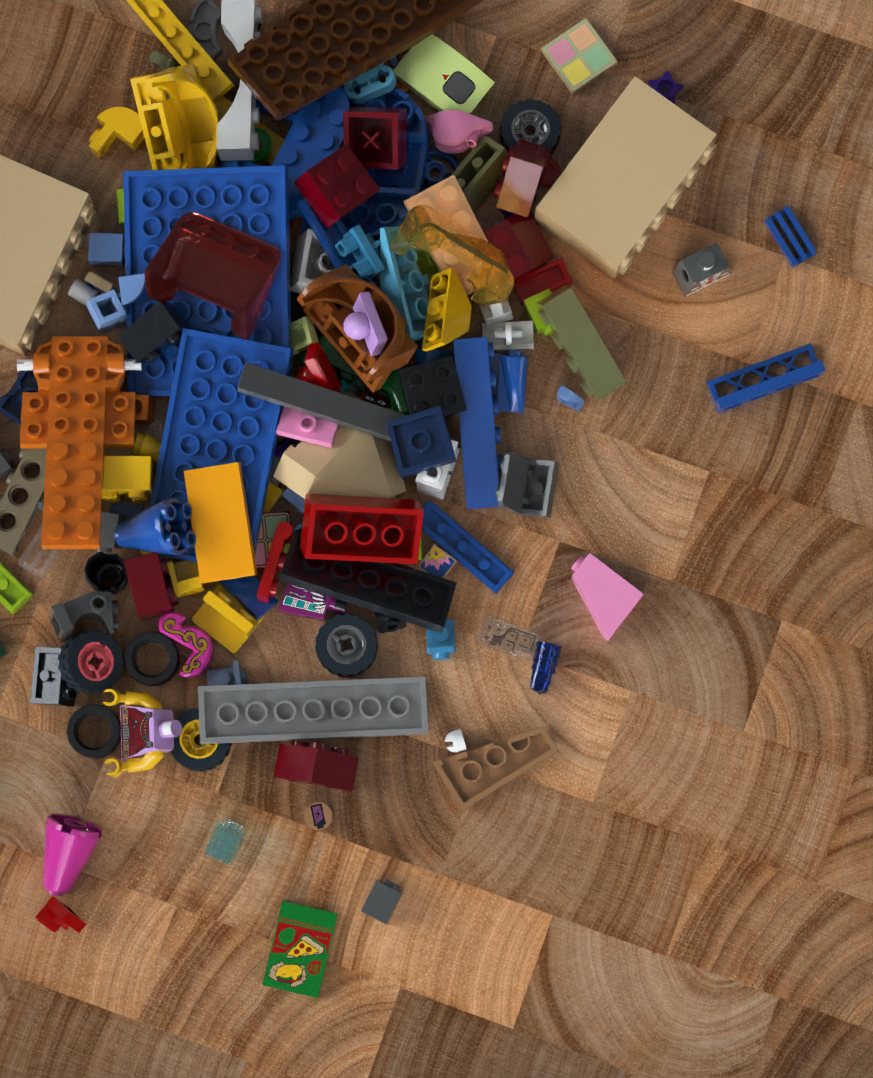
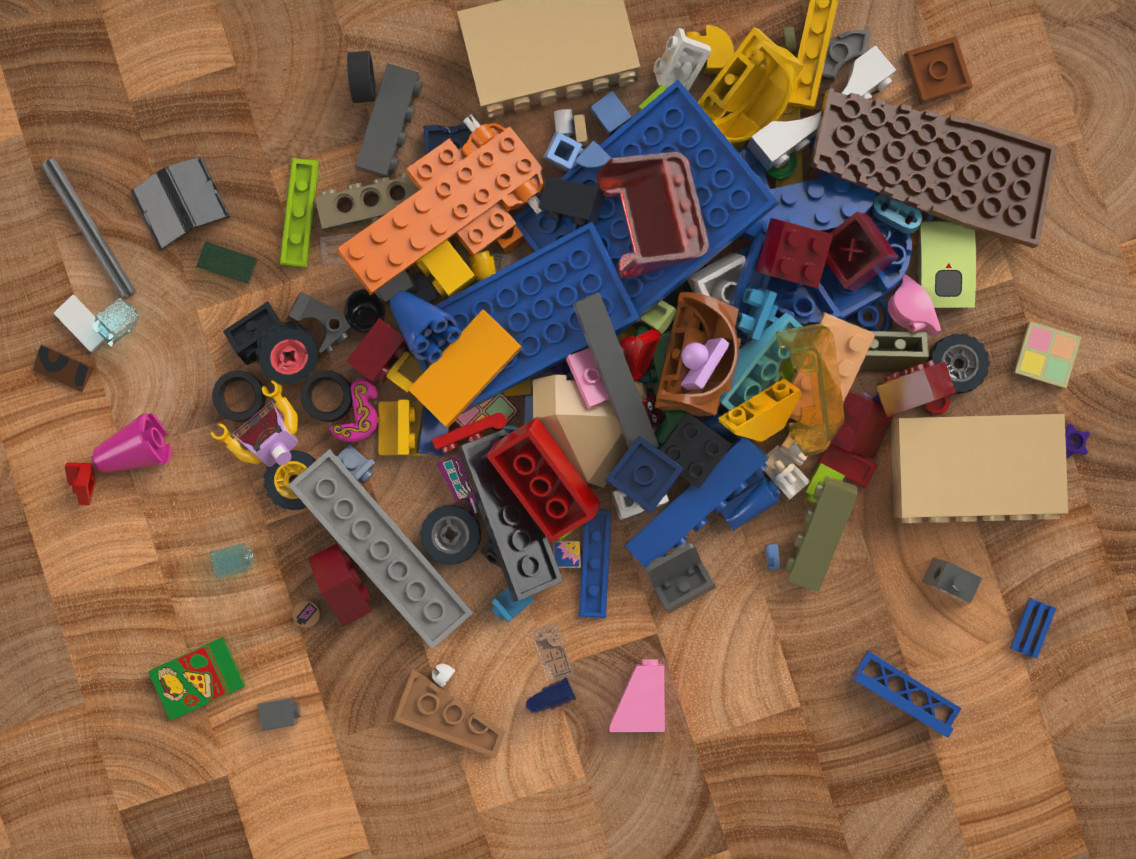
camera: 50 degrees right, 5 degrees up
(108, 159) = (681, 60): none -> white bracket

